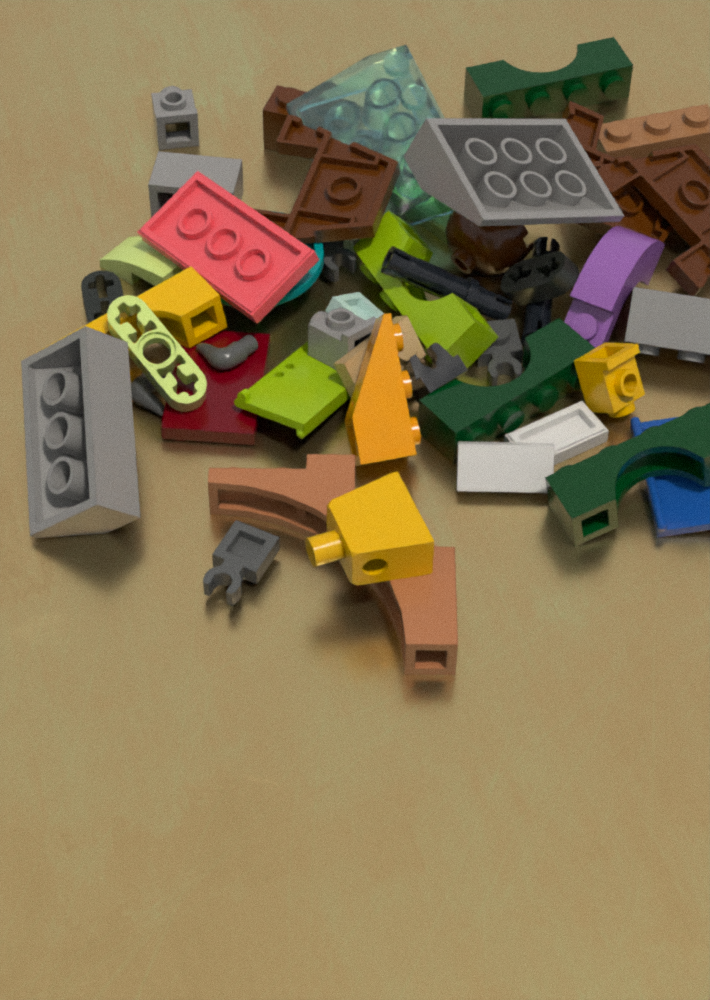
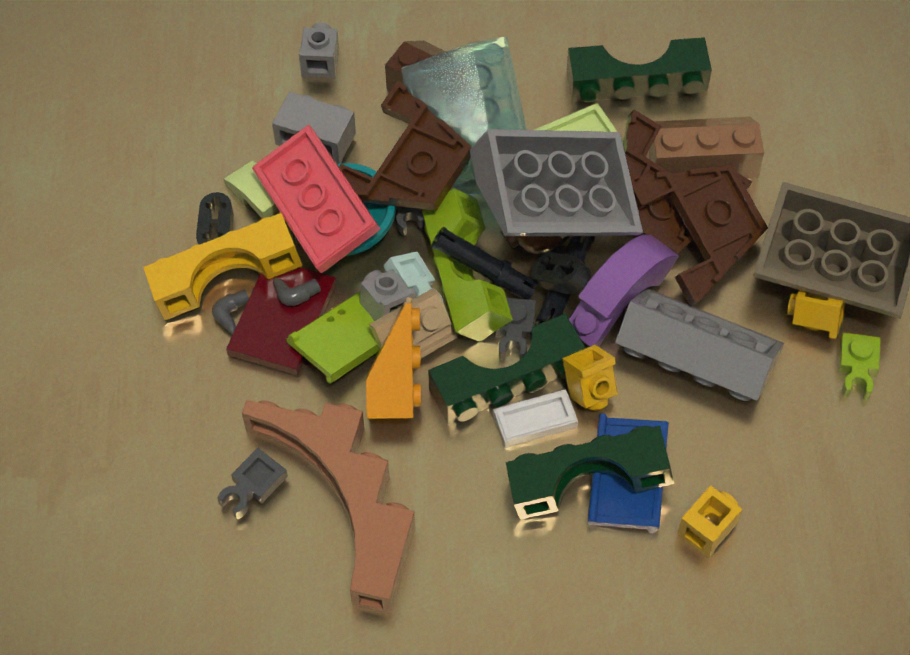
camera: 15 degrees right, 10 degrees up
(80, 436) = (156, 352): light grey slope -> none
(187, 371) = (213, 267): yellowish green beam -> none
(375, 534) = (348, 492): yellow torso -> none
(443, 370) = (458, 345): black tile -> none
(504, 466) = (481, 439): white tile -> none

